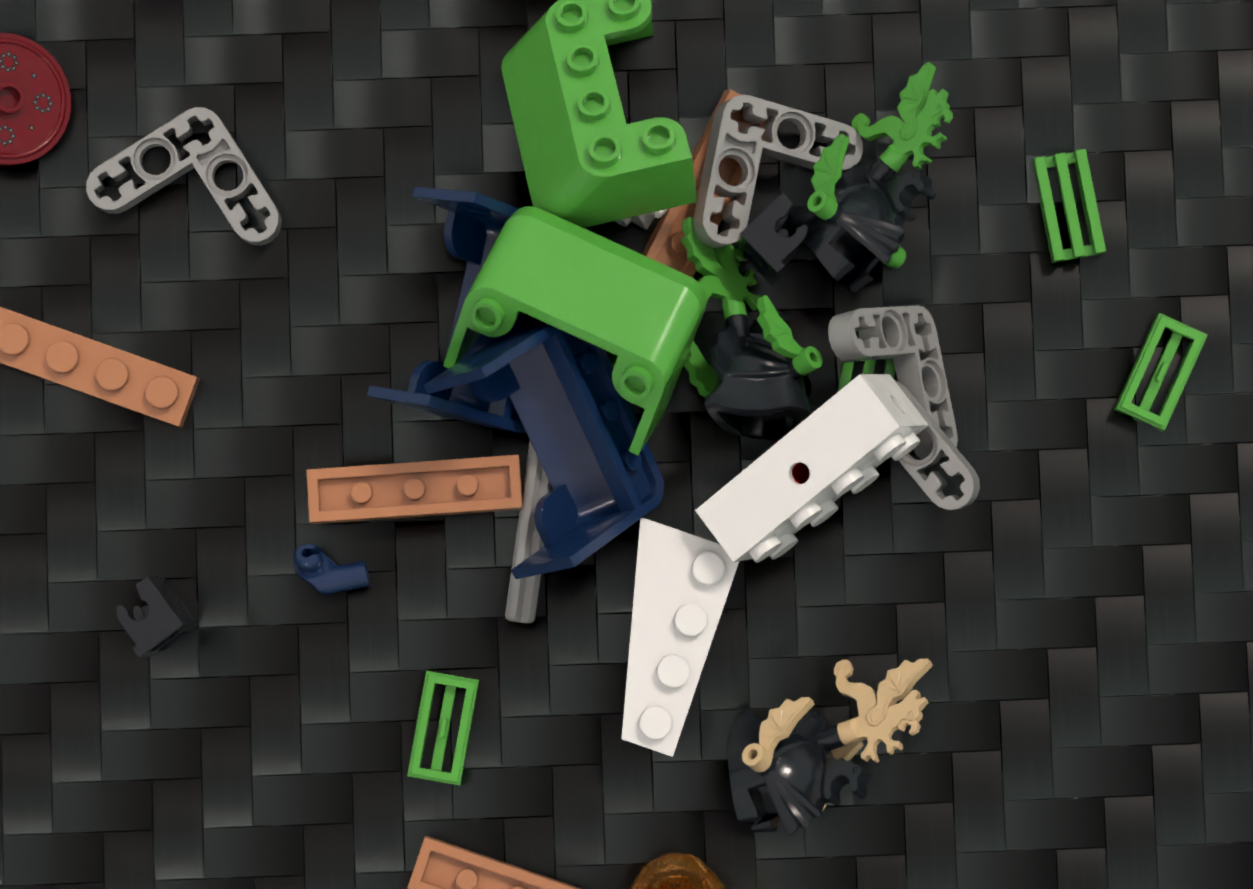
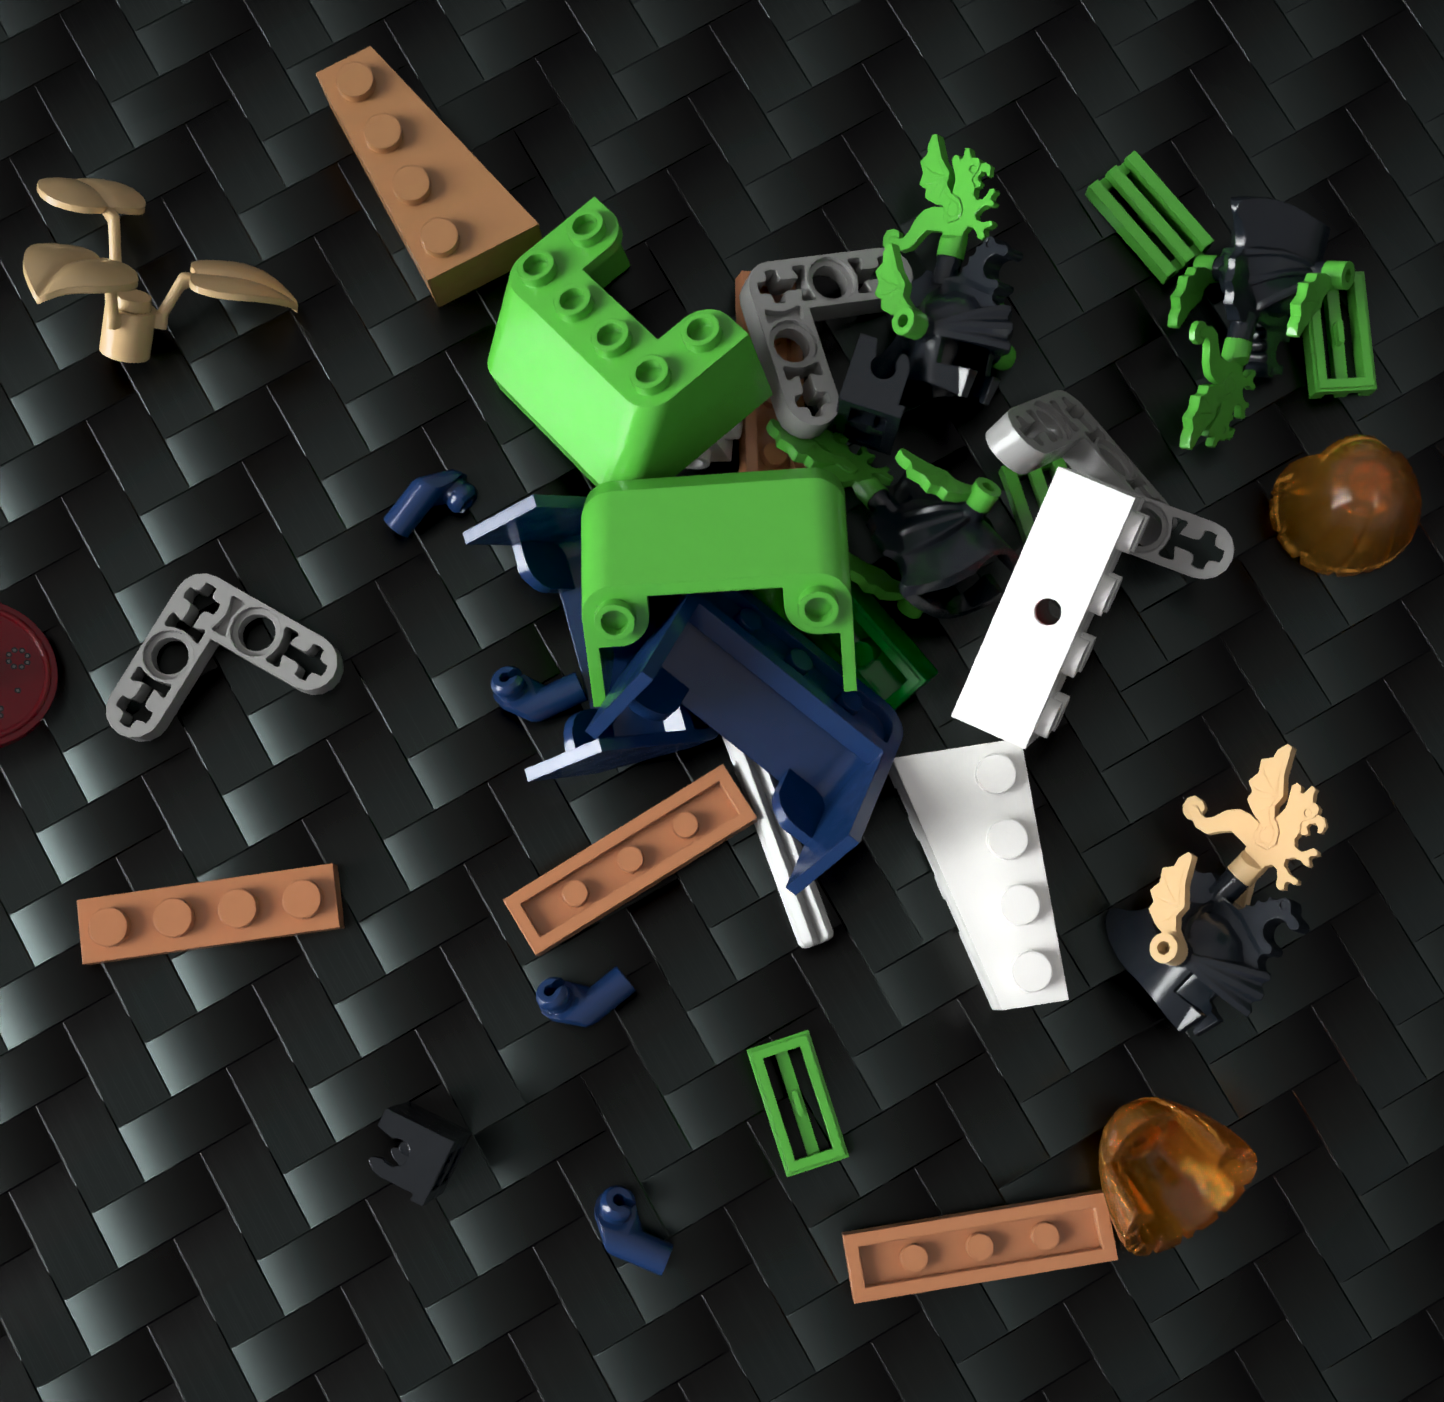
camera: 25 degrees left, 5 degrees down
(270, 753) = (623, 1233): none -> dark blue arm
(405, 331) = (533, 699): none -> dark blue arm
(407, 135) = (428, 492): none -> dark blue arm
(683, 436) = (883, 652): none -> green slope
(1089, 508) = (1347, 506): none -> clear orange hair
(1110, 318) = (1271, 290): none -> helmet

